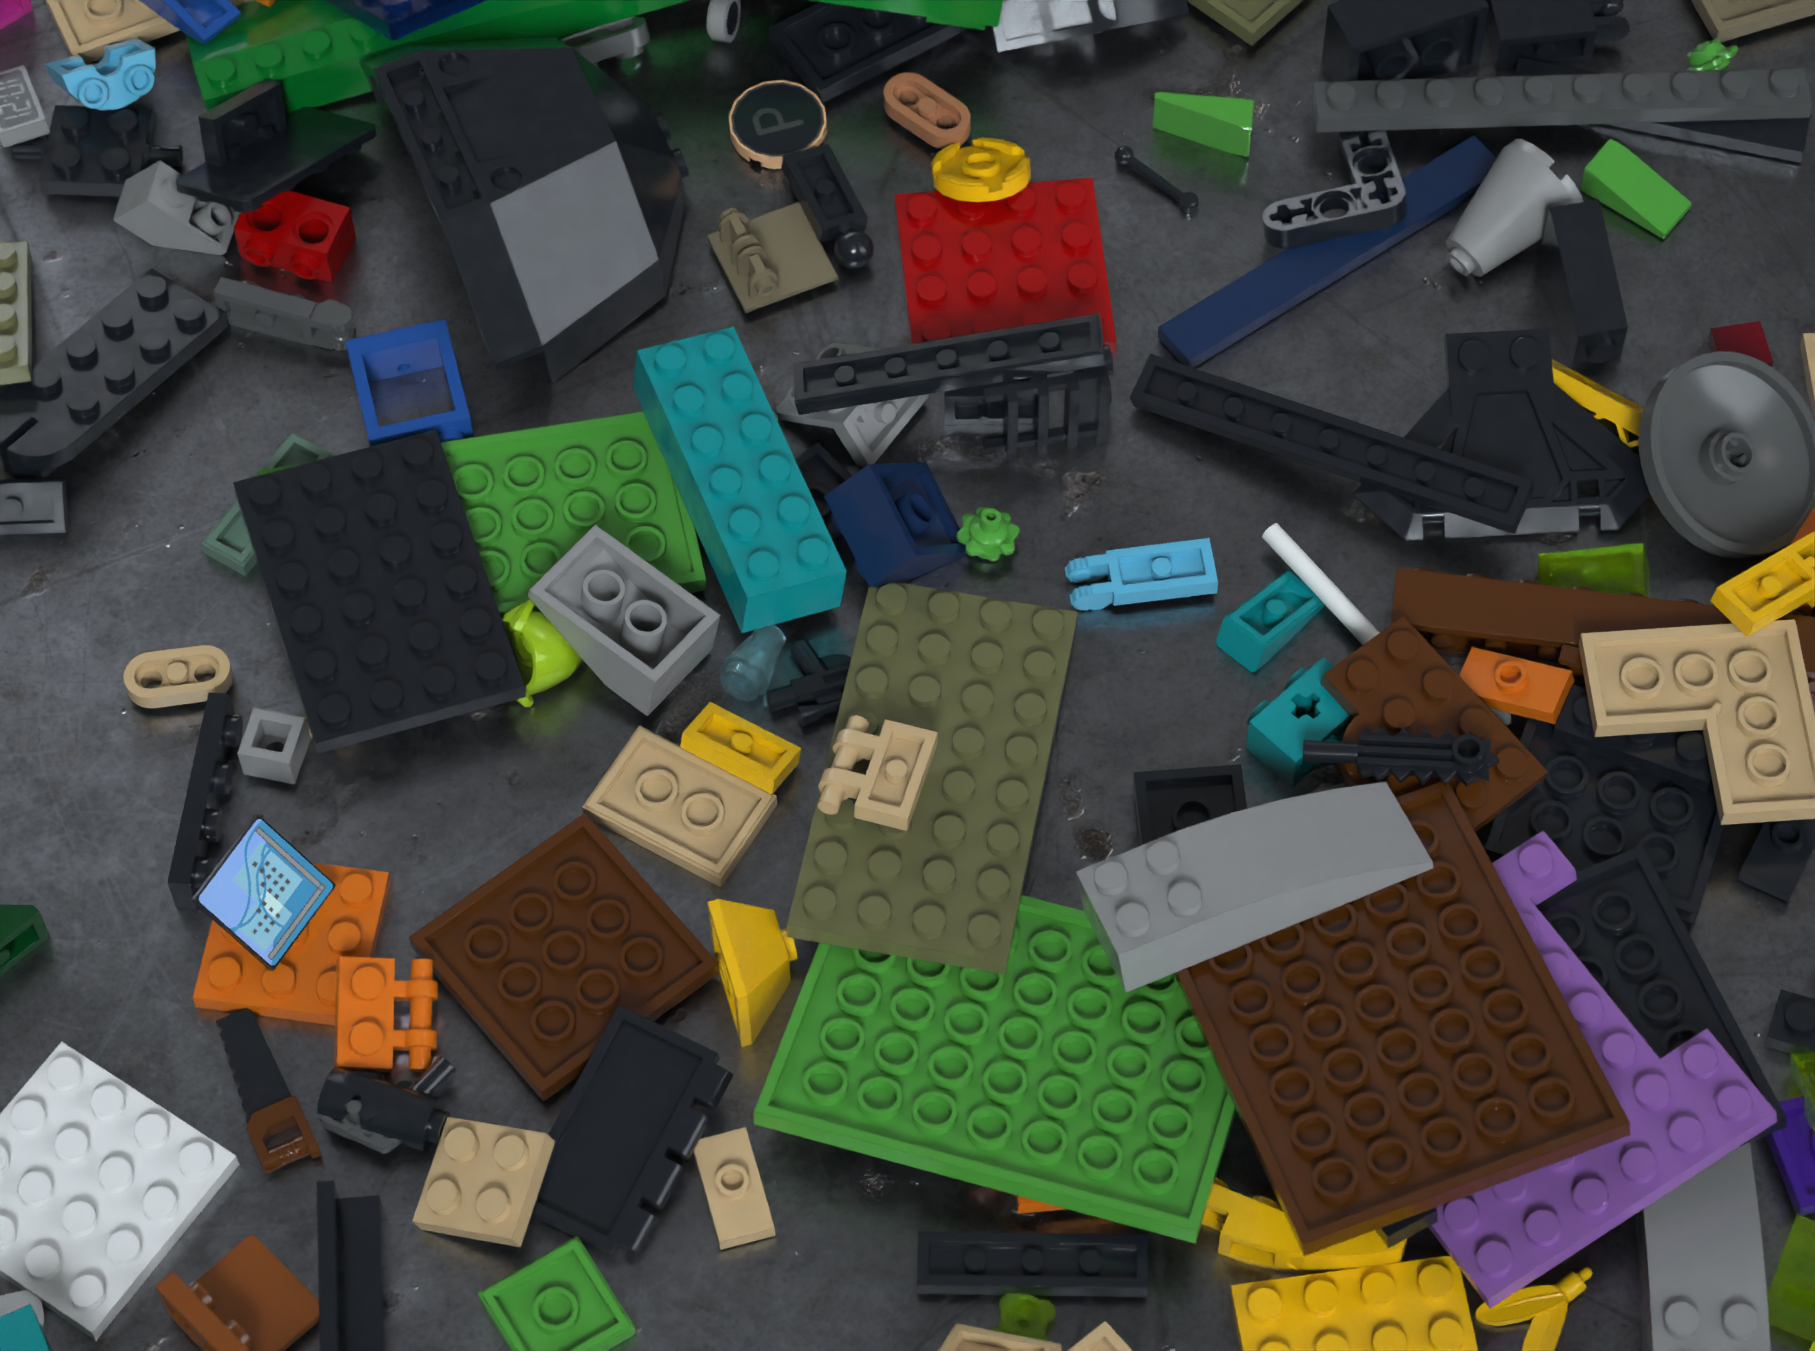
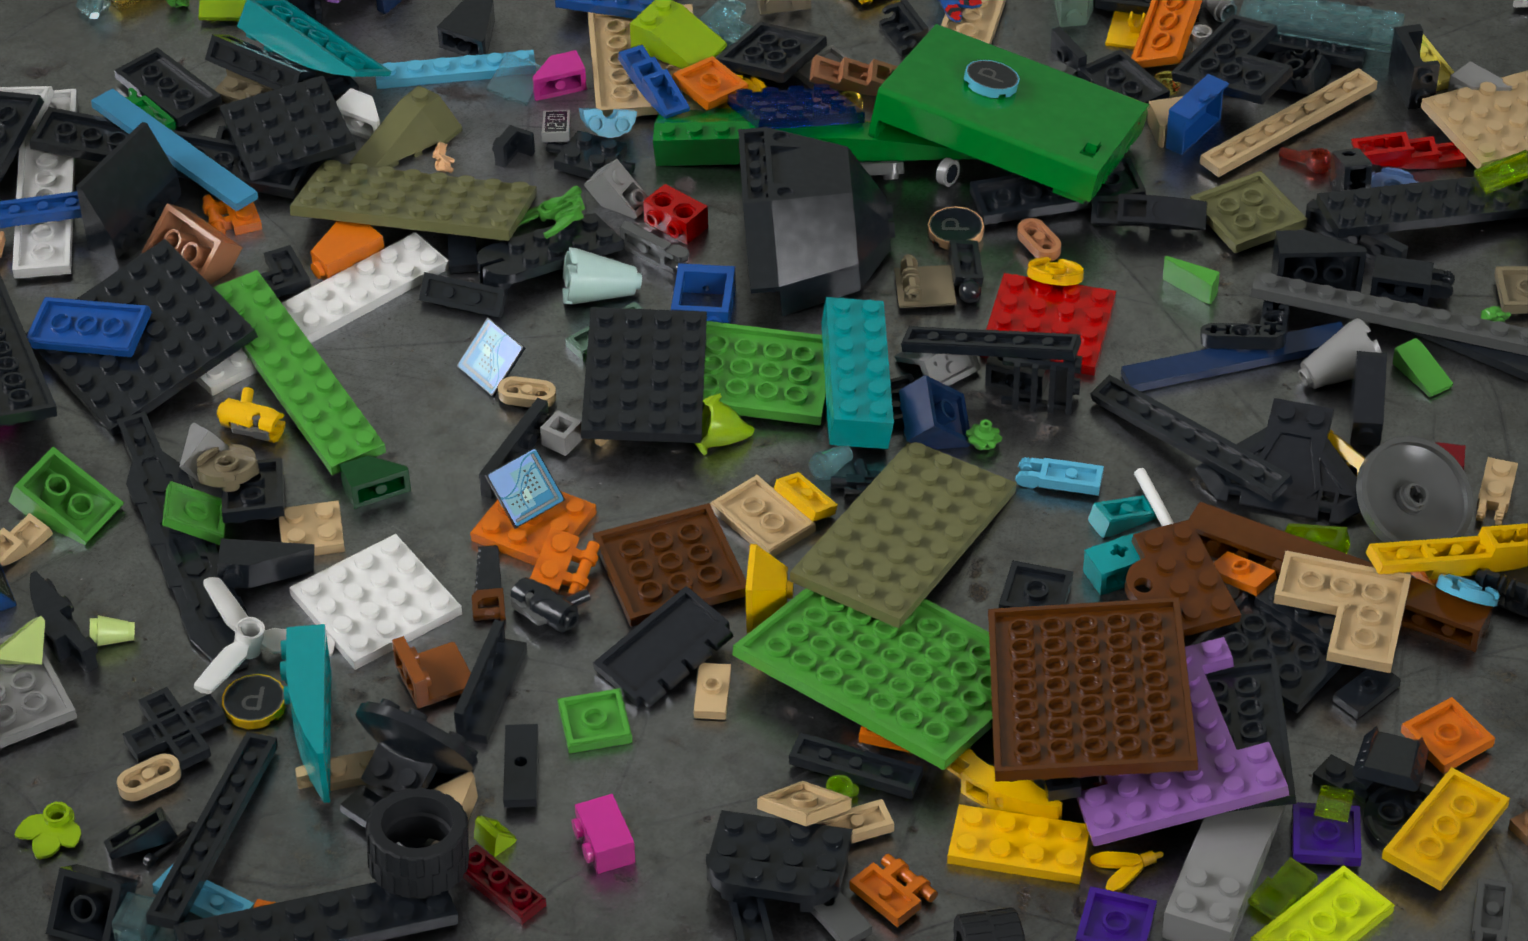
camera: 20 degrees right, 15 degrees down
(90, 626) = (491, 356): none -> piece
(92, 280) = (562, 209): none -> bright green bar
(210, 408) = (597, 278): none -> light aqua cone
(261, 152) = (671, 166): black bracket -> none
(483, 1181) = (582, 649): tan plate -> none
(625, 619) = (769, 420): light grey slope -> none
(893, 777) = (876, 515): tan plate -> none
(1187, 201) = (1166, 316): black hinge -> none
(1245, 877) = (1044, 609): light grey slope -> none
(1404, 756) = (1159, 579): black piece -> none

